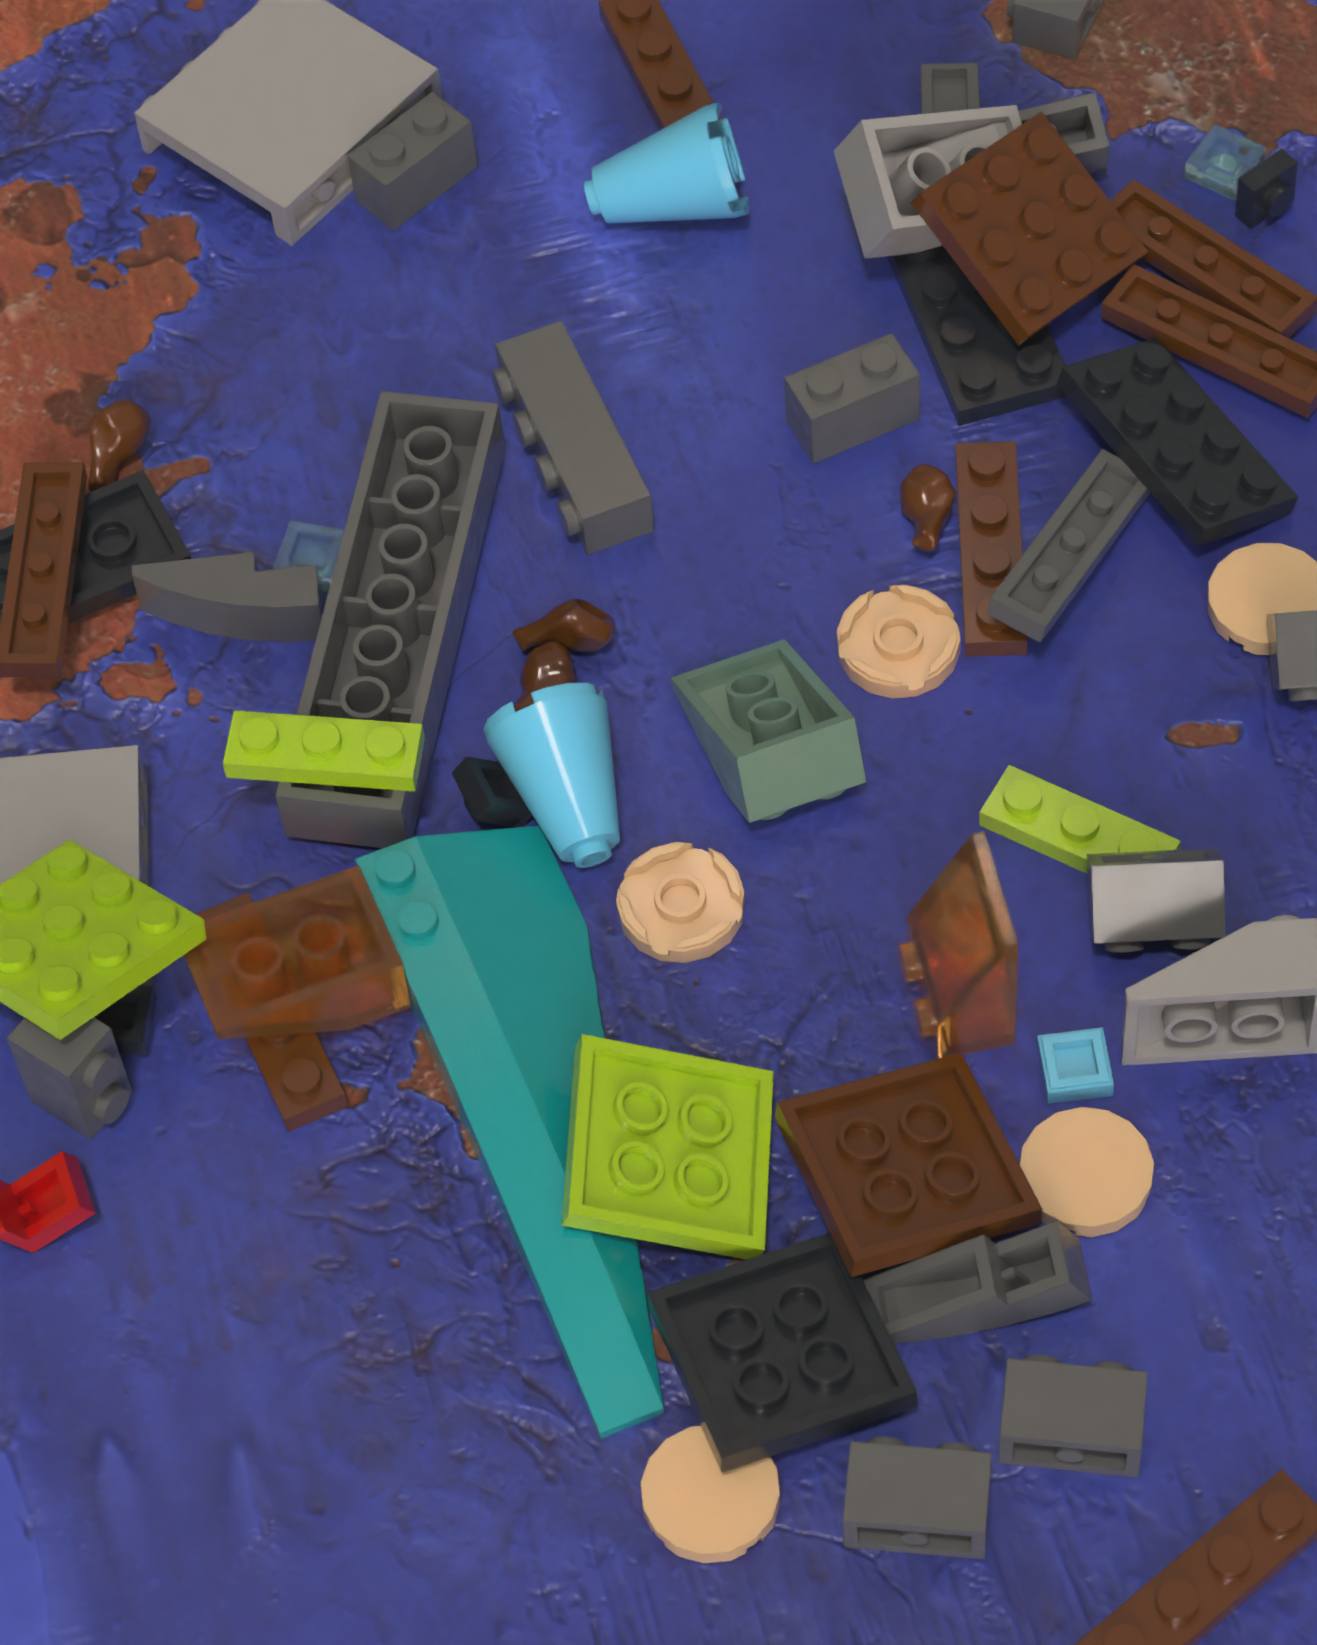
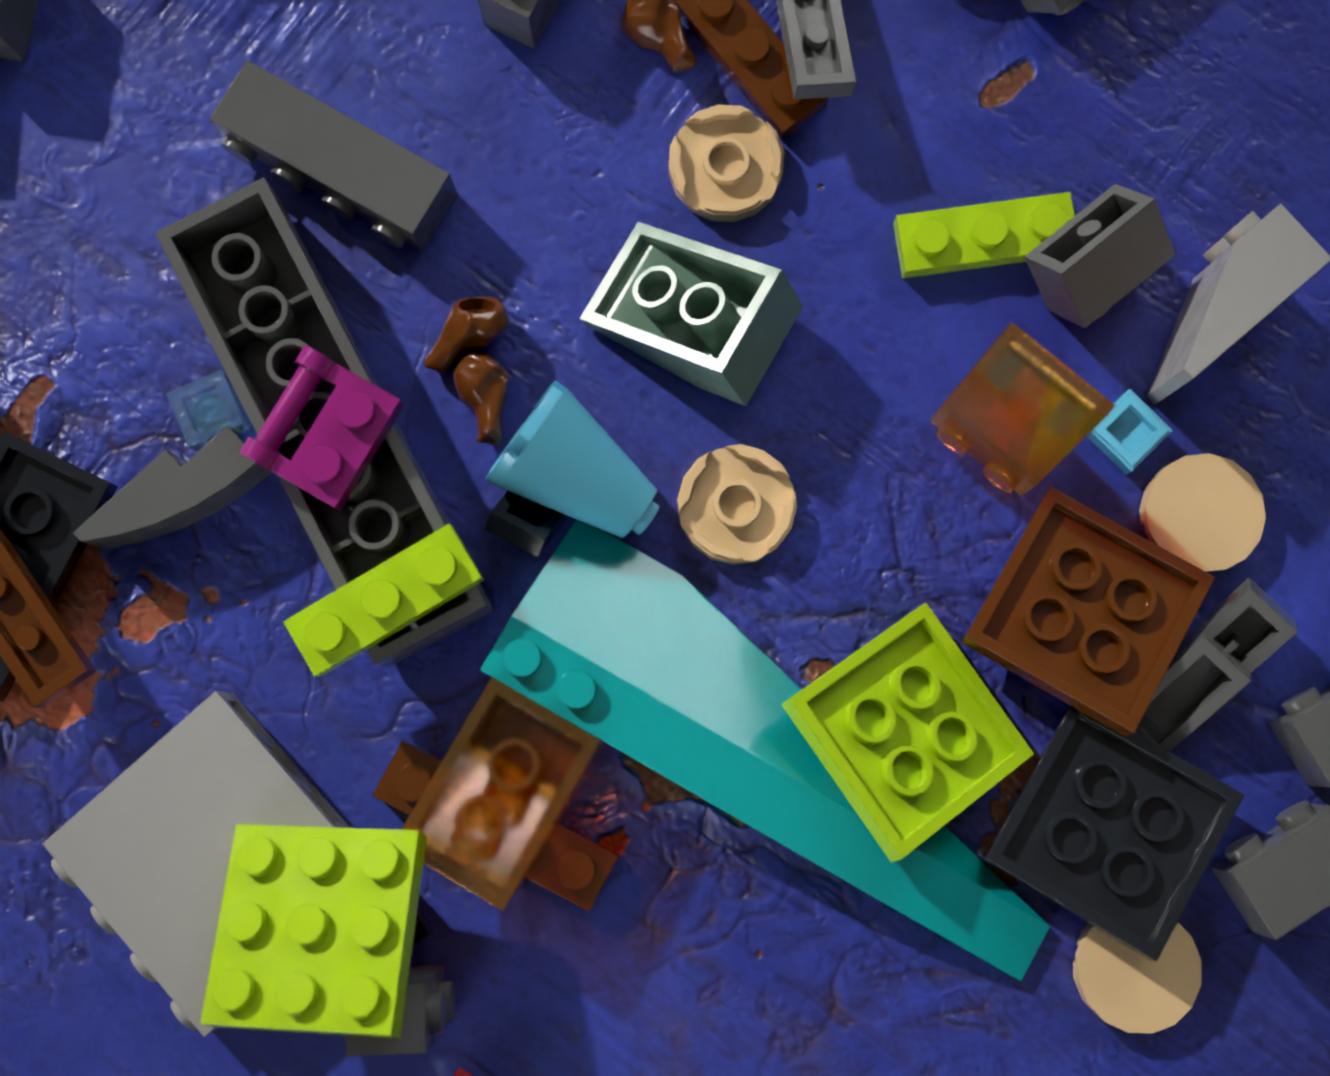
camera: 40 degrees left, 25 degrees up
(391, 616) = (340, 438): none -> magenta plate

